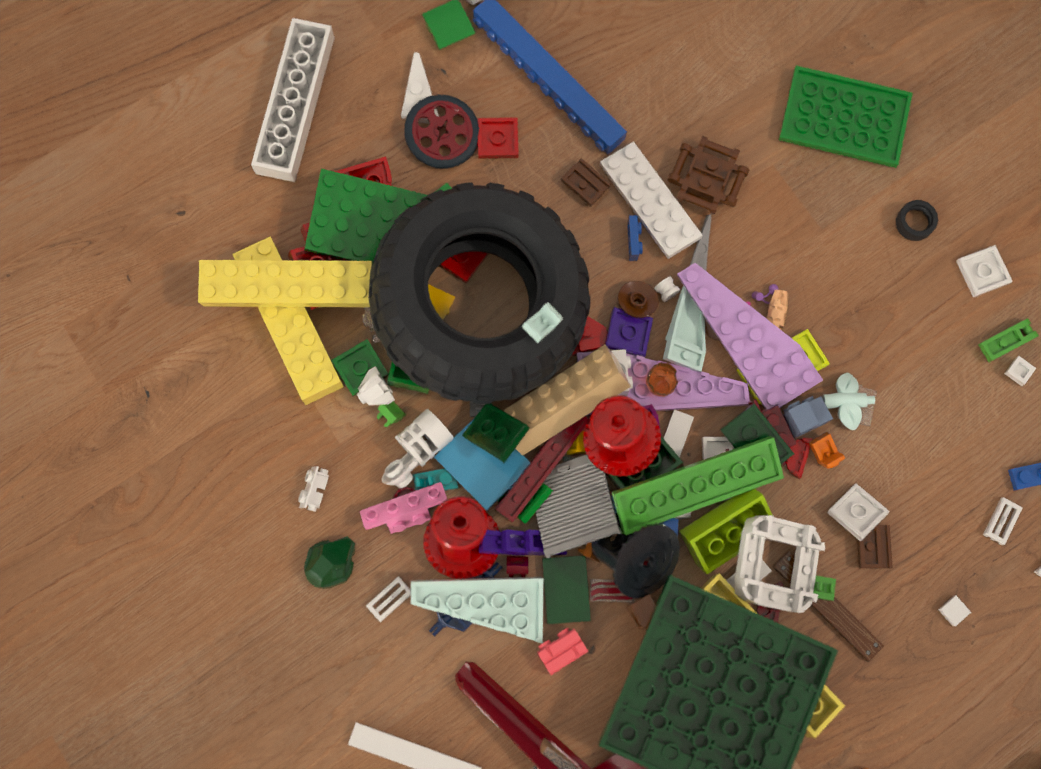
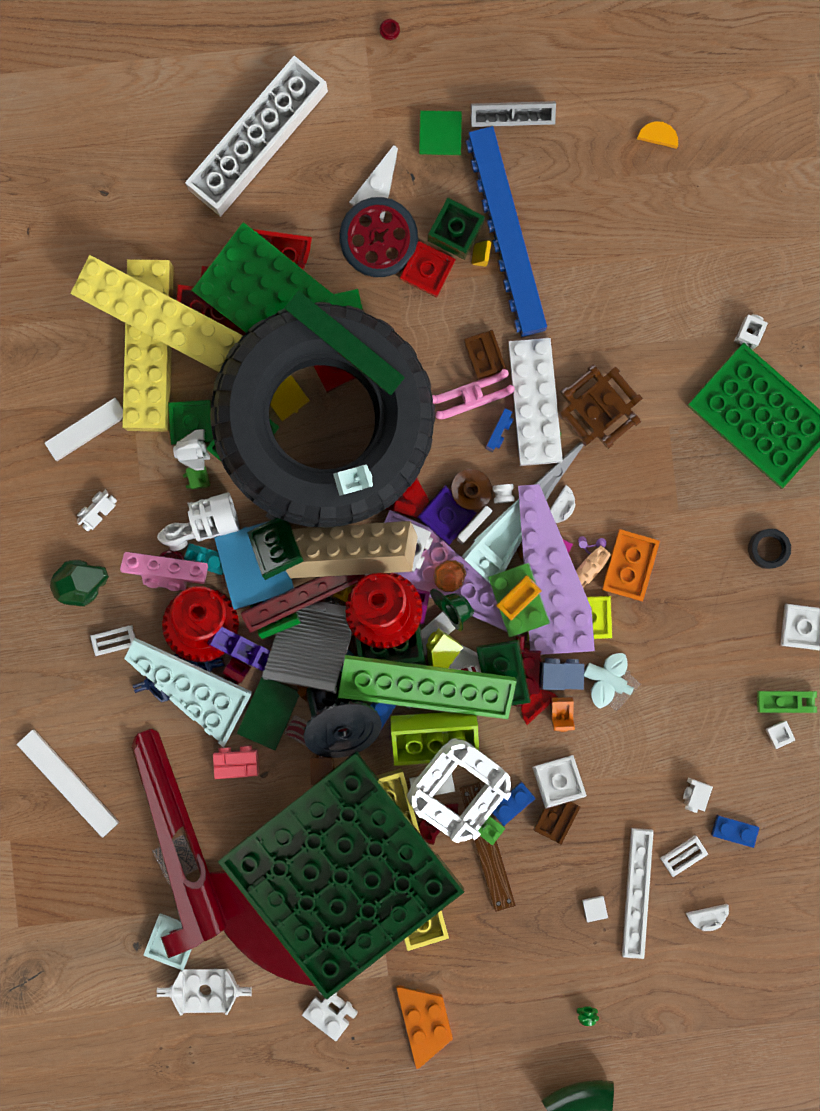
camera: 30 degrees right, 10 degrees up
(267, 422) = (85, 429): none -> white tile
(471, 211) = (344, 343): none -> dark green tile
(505, 91) = (456, 228): none -> dark green brick
(537, 102) = (481, 253): none -> yellow slope
(594, 218) = (472, 395): none -> bright pink piece
(658, 326) = (474, 524): none -> white tile
(679, 406) = (454, 607): none -> dark green piece
(690, 447) = (442, 649): none -> neon yellow slope
(723, 271) = (563, 505): none -> white tile
(733, 369) = (533, 615): none -> bright green plate
(734, 365) = (519, 597): none -> light orange tile
(796, 53) = (757, 325): none -> white brick
(809, 294) = (630, 565): none -> orange plate
(829, 558) = (519, 799): none -> blue plate
(982, 460) = (697, 795): none -> white brick
(983, 577) = (637, 893): none -> white tile
(1006, 712) = (587, 1016): none -> green plate

